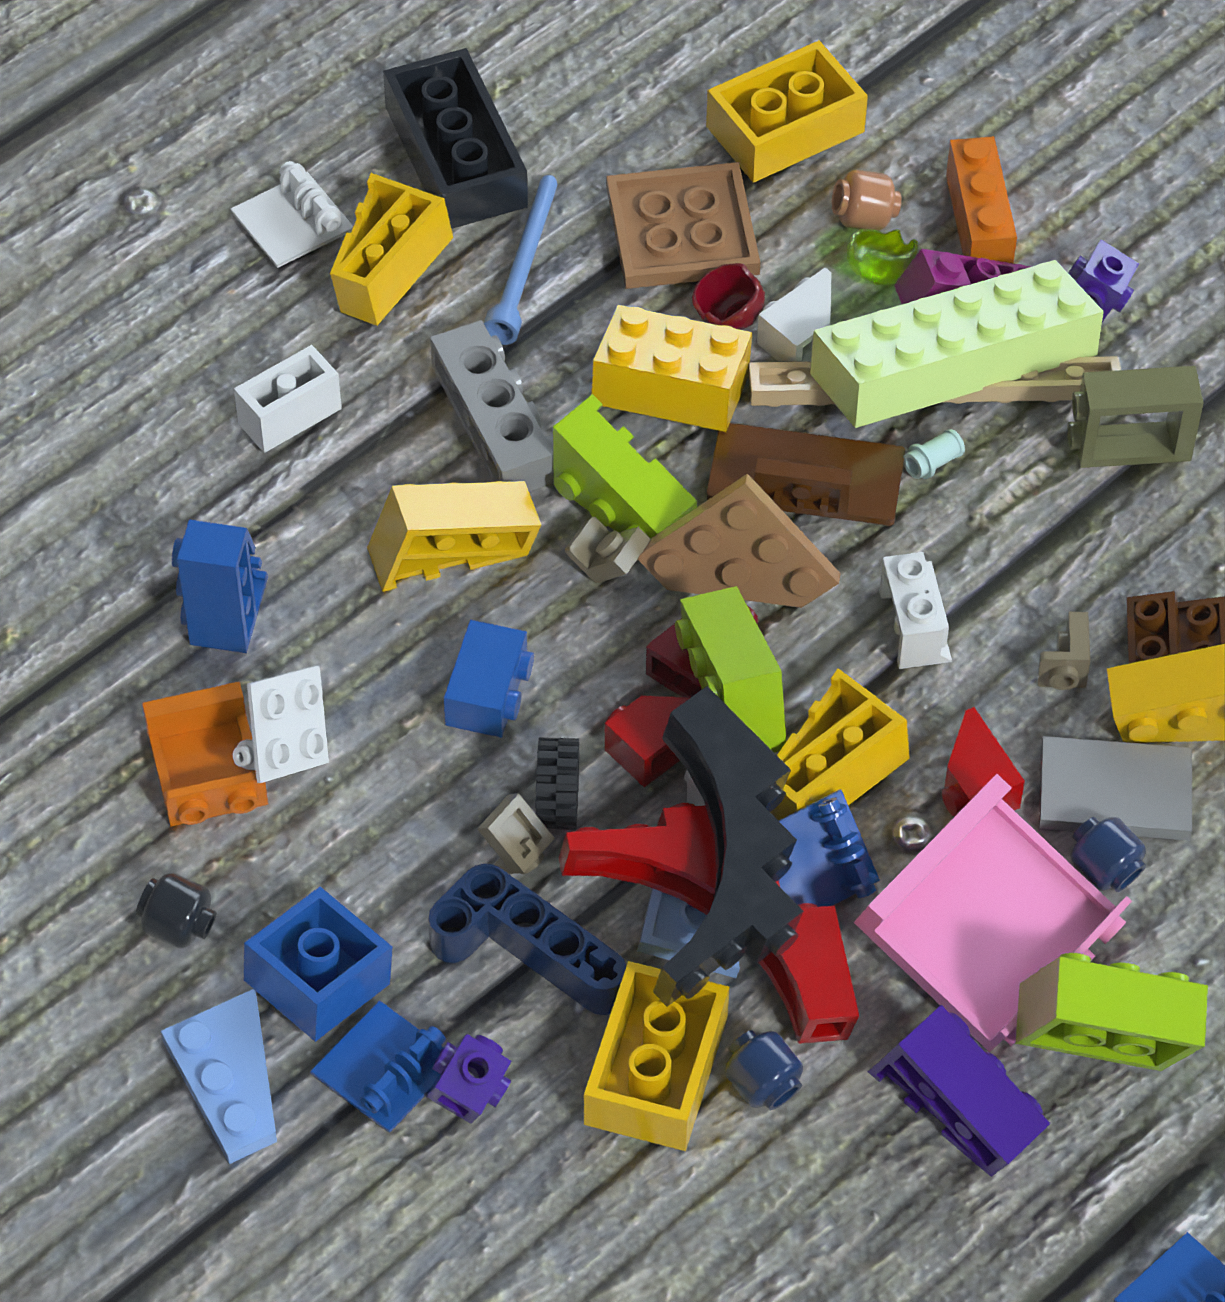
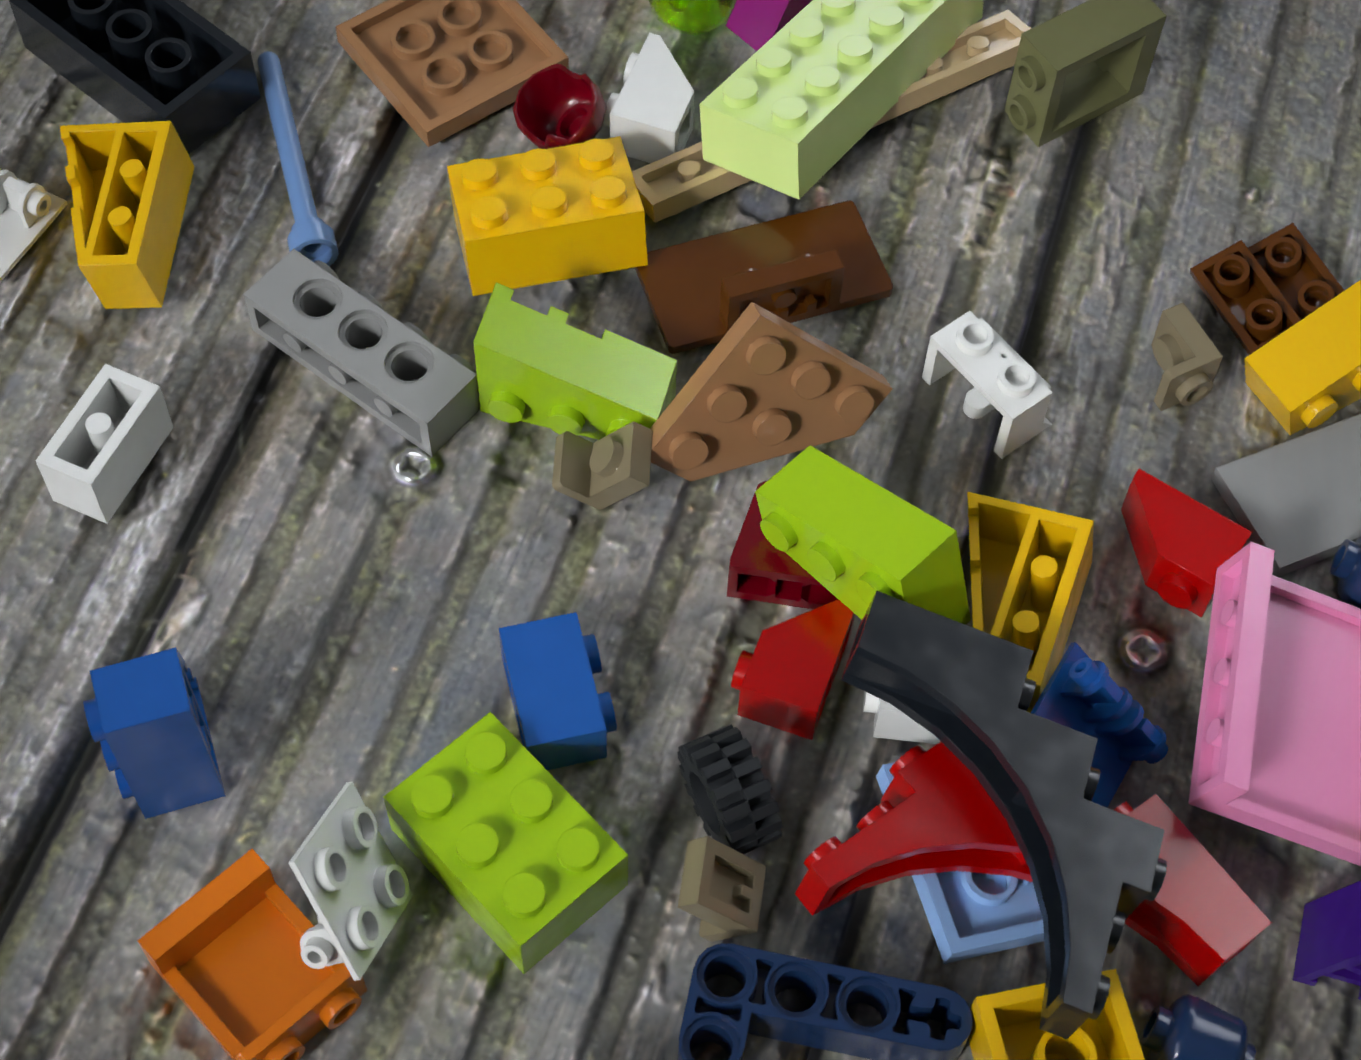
camera: 30 degrees left, 5 degrees up
(401, 752) = (507, 841): none -> lime brick
(450, 526) = (396, 518): yellow wedge -> none
(924, 459) = (882, 203): light aqua pin -> none

